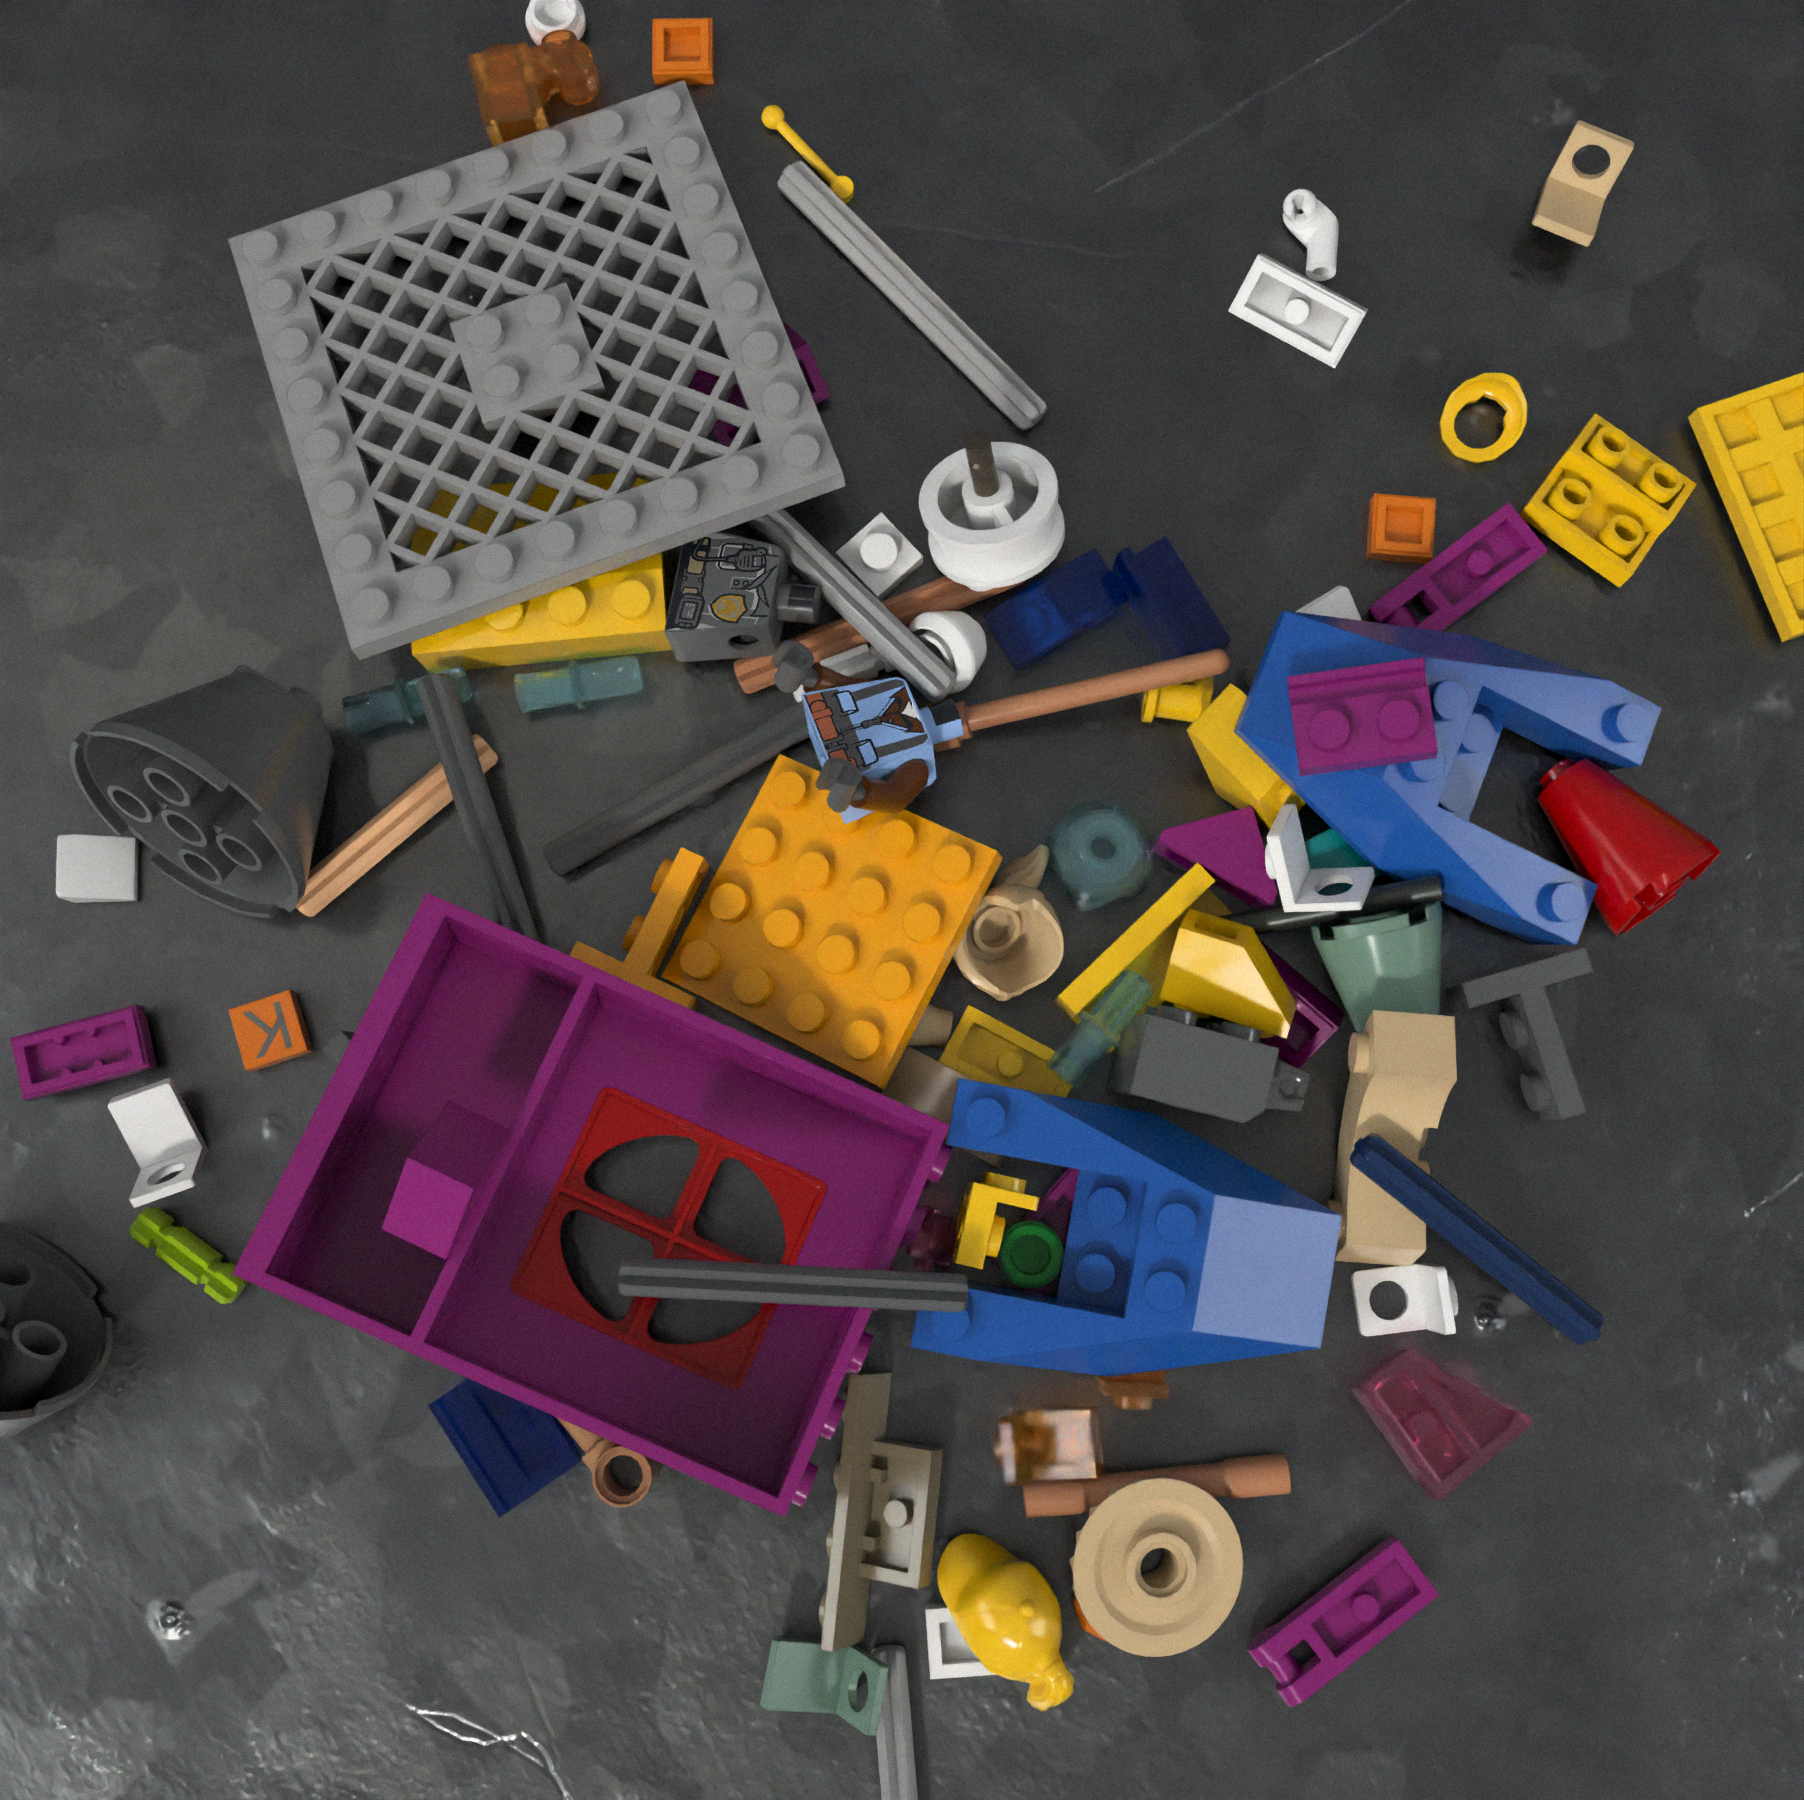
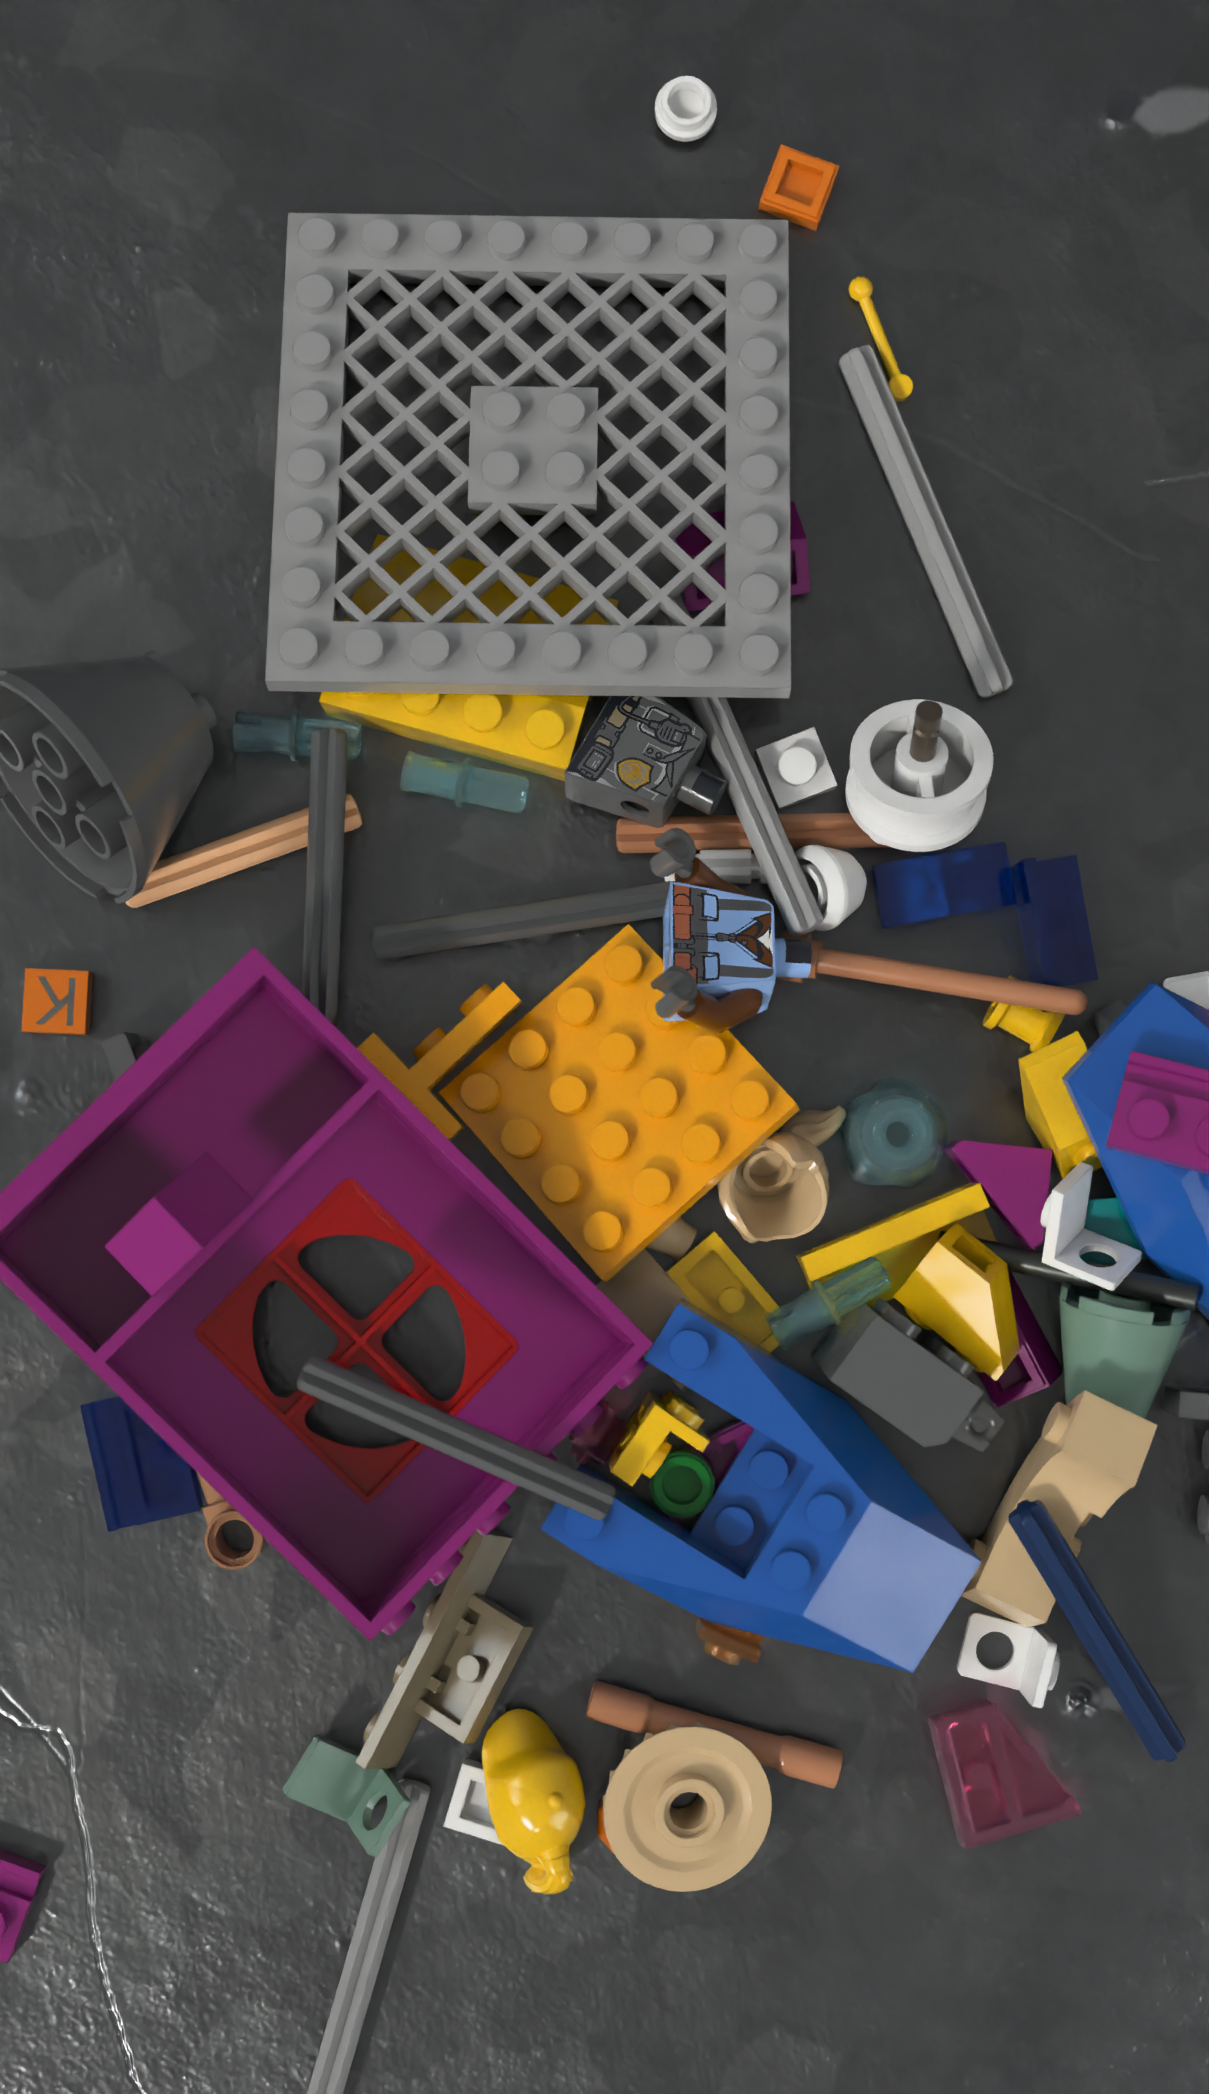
camera: 15 degrees right, 5 degrees up
(519, 80) = (627, 159): clear orange brick -> none
(1049, 1444) = (632, 1660): clear orange bracket -> none
(1343, 1620) = (836, 1919): magenta plate -> none

